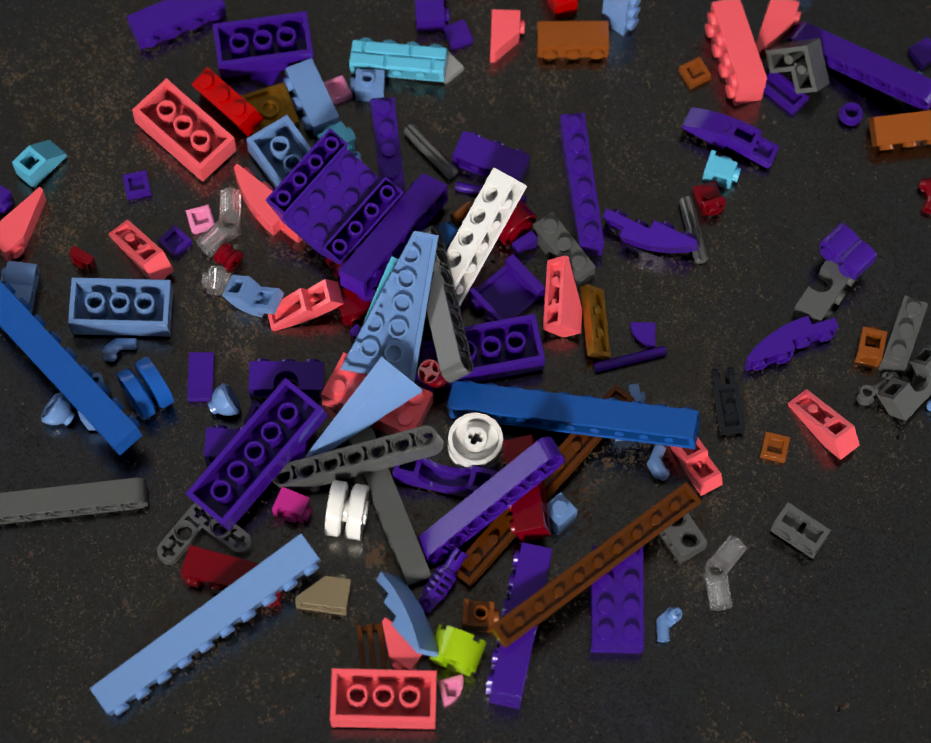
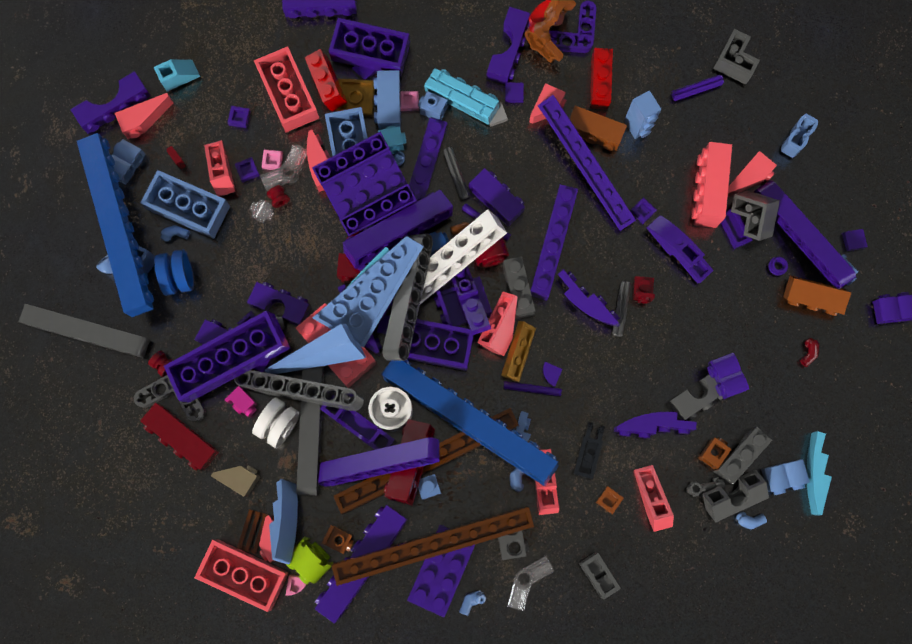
camera: 25 degrees right, 10 degrees up
(173, 501) = (158, 361): none -> dark red wheel
(200, 376) = (222, 277): dark purple tile -> none
(205, 625) = (140, 467): medium blue brick -> none
(224, 401) = (229, 303): medium blue brick -> none
(251, 297) = (280, 232): medium blue brick -> none
(306, 304) = (315, 254): coral slope -> none
(427, 370) = (374, 345): dark red wheel -> none
(441, 581) = (322, 502): dark purple hinge -> none
(513, 286) = (470, 302): none -> dark purple slope
(524, 244) = (492, 271): dark purple tile -> none
(580, 80) = (586, 162): none -> dark purple plate
(669, 111) = (643, 210): none -> dark purple tile
(695, 73) = (675, 188): dark orange tile -> none
(721, 170) = (661, 272): medium azure brick -> none

